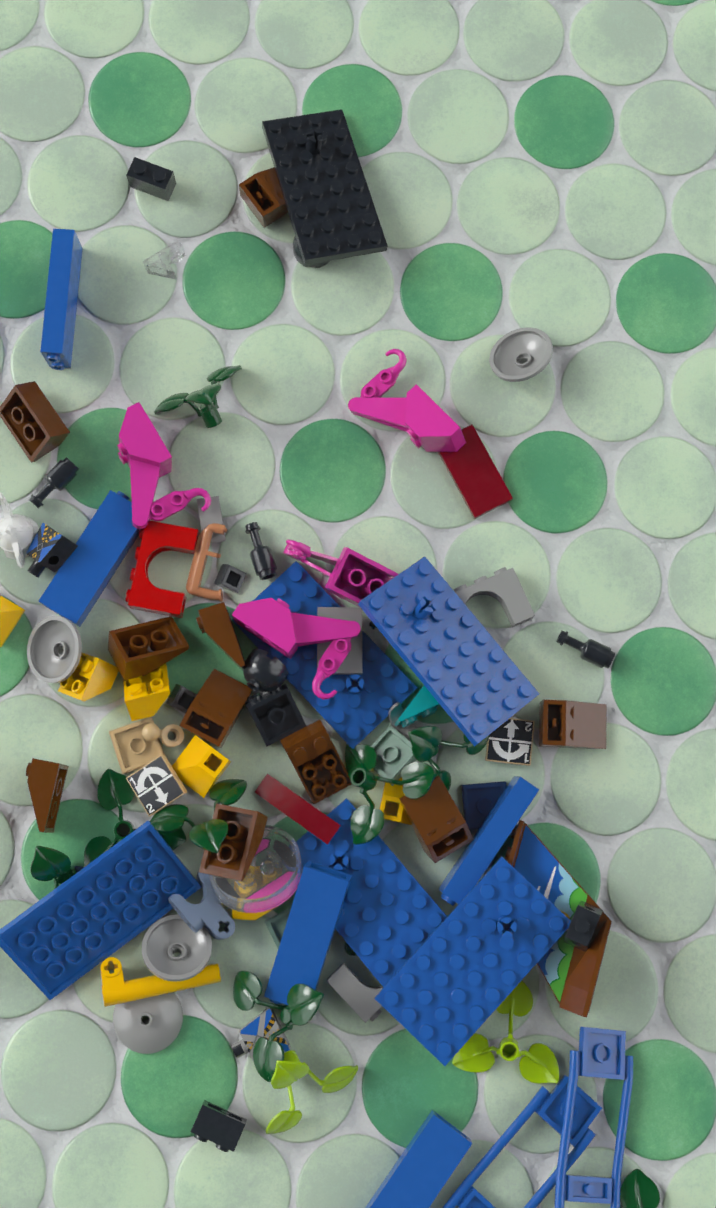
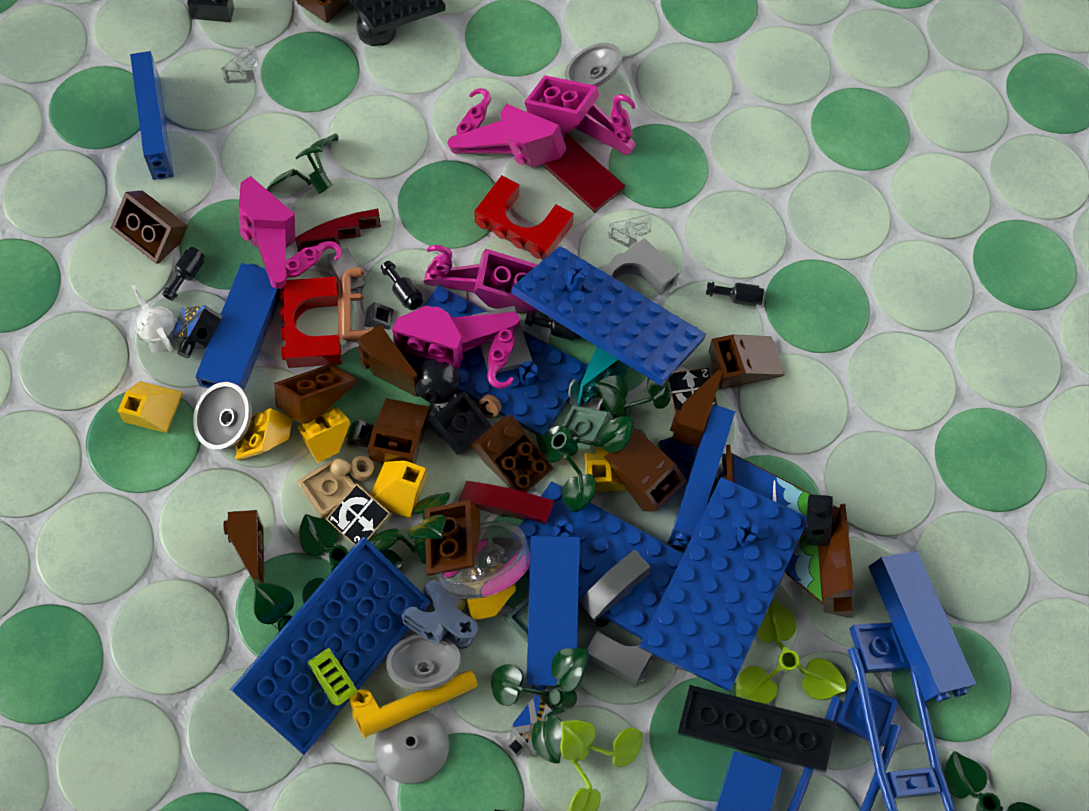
camera: 15 degrees left, 15 degrees down
(96, 956) = (349, 689): none -> lime slope
(206, 476) = (339, 228): none -> dark red slope
(309, 705) = (489, 406): none -> medium nougat tile
(369, 932) = (615, 585): none -> dark grey slope
(408, 538) = (539, 239): none -> red arch
(463, 1099) = (757, 728): none -> black plate
(480, 396) = (574, 106): none -> dark pink slope
(497, 550) = (626, 230): none -> clear slope
(499, 778) = (692, 418): none -> reddish brown slope
(649, 1045) = (922, 626): none -> blue brick

